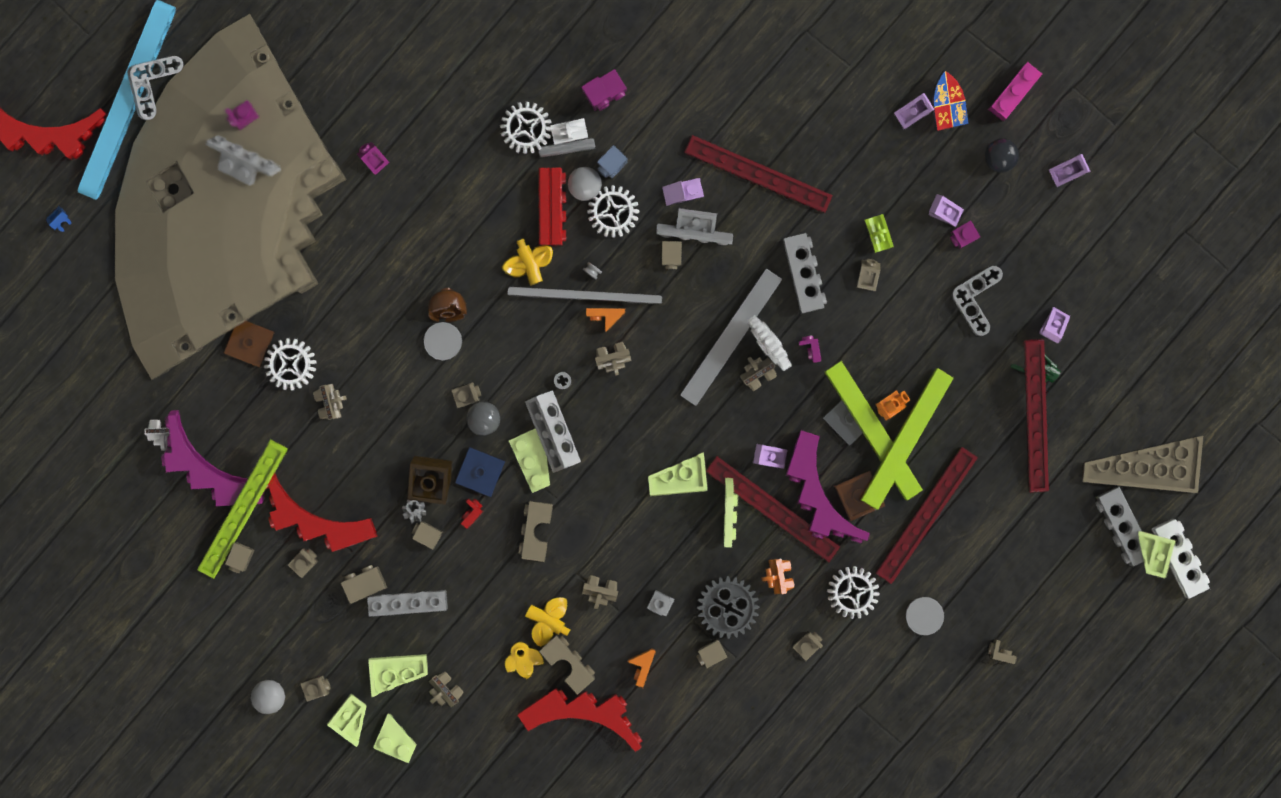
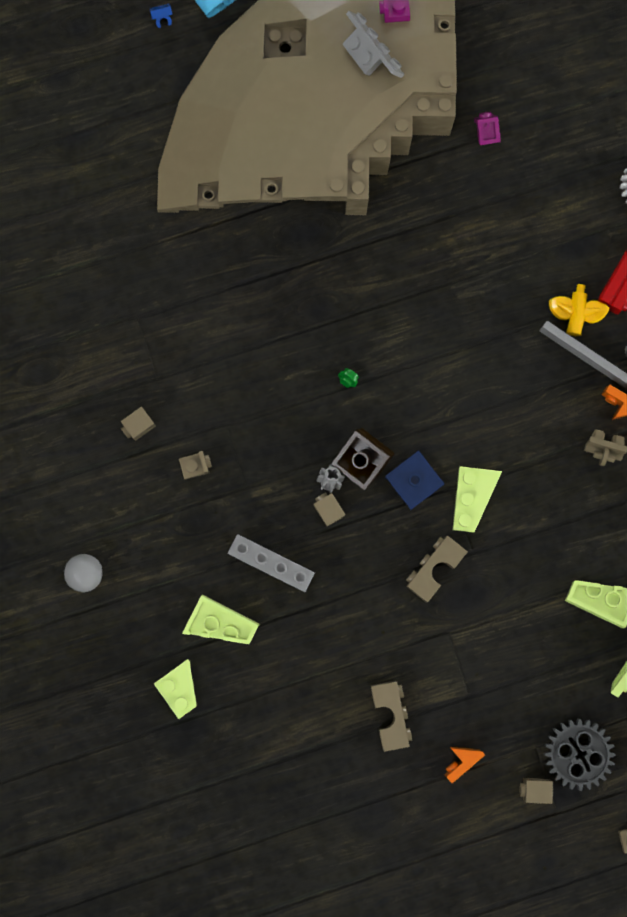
camera: 30 degrees right, 5 degrees down
(157, 434) = (137, 267): white hips -> none
(201, 473) = (143, 296): magenta arch -> none
(242, 509) = (169, 378): lime tile -> none
(249, 343) = (269, 230): reddish brown plate -> none
(297, 358) = (286, 273): white gear -> none
(310, 526) = (209, 411): red arch -> none
(315, 688) = (133, 592): dark tan bracket -> none
(331, 400) = (314, 329): dark tan hips -> none
(349, 719) = (147, 642): yellowish green wing -> none
(363, 584) = (240, 520): dark tan brick -> none
(381, 423) = (348, 378): none -> green plate
(442, 341) = (452, 336): light grey tile -> none
(447, 305) = (477, 305): reddish brown cylinder -> none
(450, 696) = (252, 670): dark tan hips -> none
(466, 395) = (445, 399): dark tan bracket -> none
(470, 516) = (380, 517): red bracket -> none
(483, 418) = (449, 430): dark grey piece -> none
(524, 662) = (347, 688): yellow plate -> none
(548, 620) = (396, 662): yellow plant -> none
(552, 431) = (508, 482): light grey brick -> none
(565, 375) = (538, 444): light grey bush -> none
(599, 594) = (461, 666): dark tan hips -> none
(608, 713) = (352, 749): red arch -> none
(660, 603) = (515, 710): light grey window -> none

